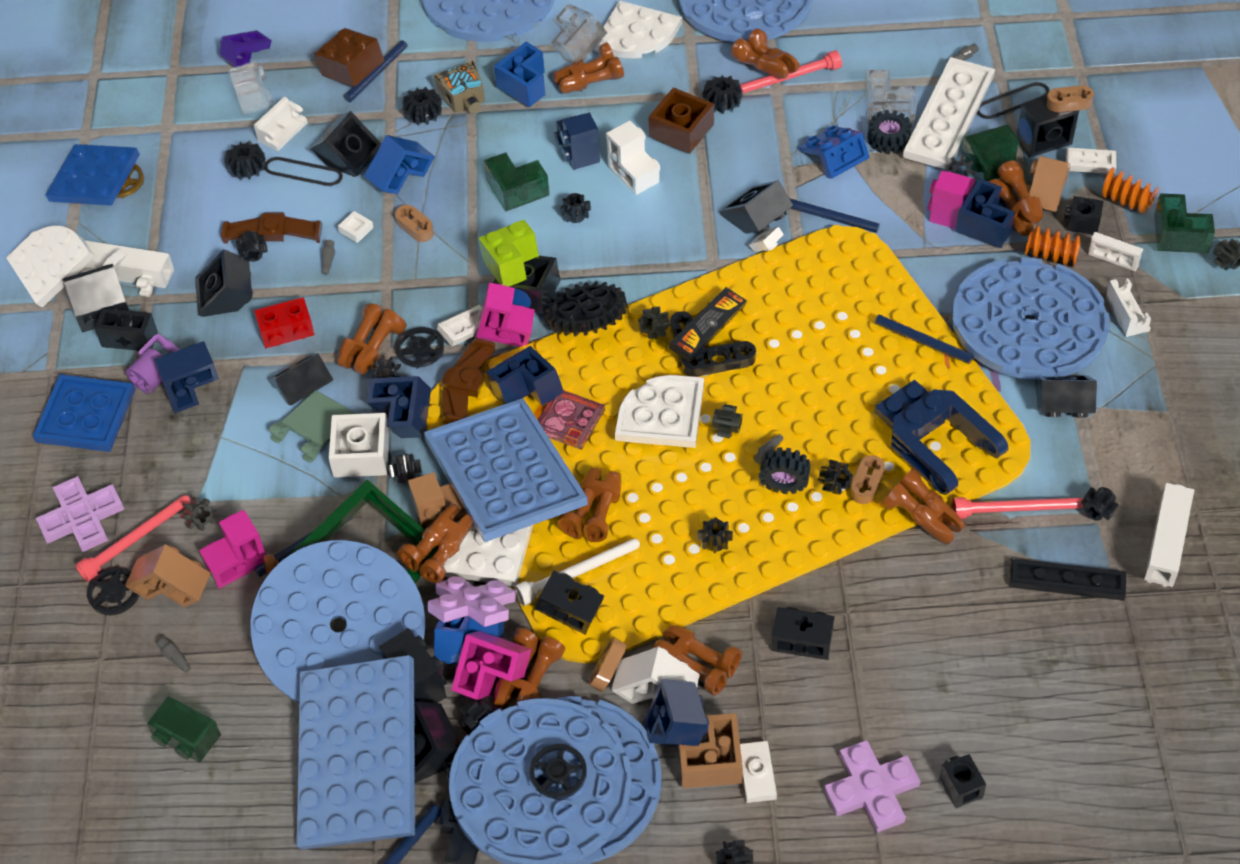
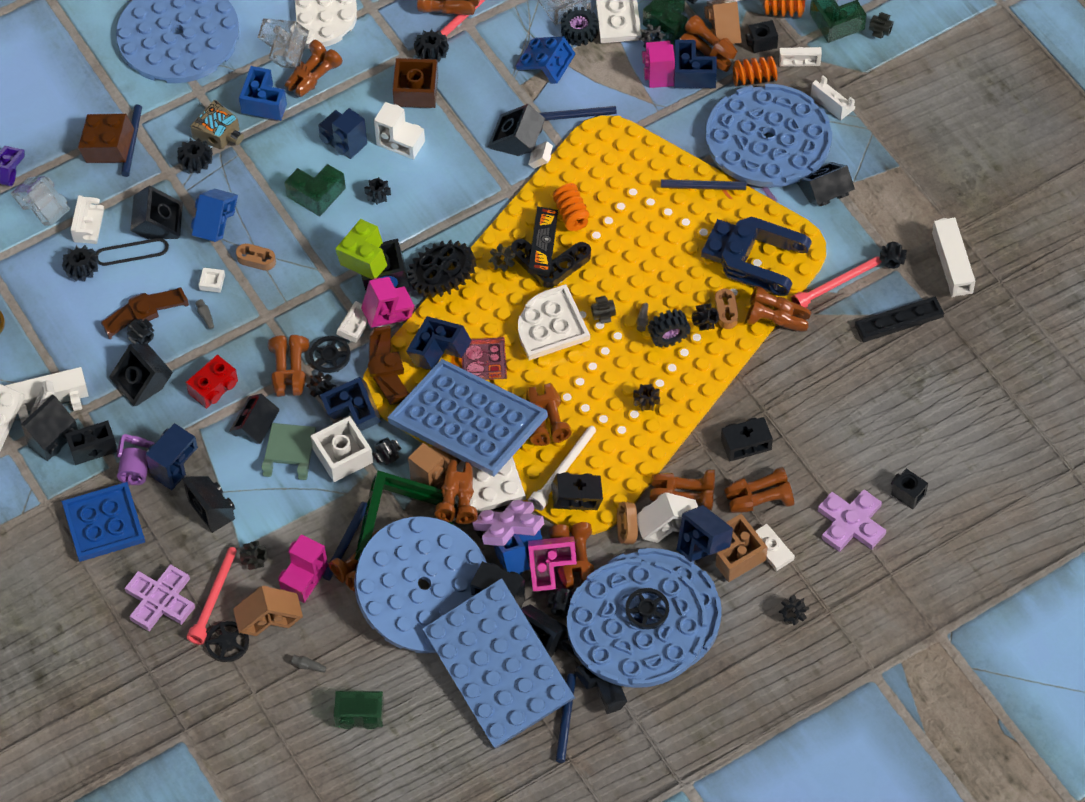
camera: 30 degrees left, 5 degrees up
(192, 437) = (209, 502): none -> black slope
(757, 702) = (743, 499): none -> dark orange piece
(761, 302) = (571, 207): none -> orange piece

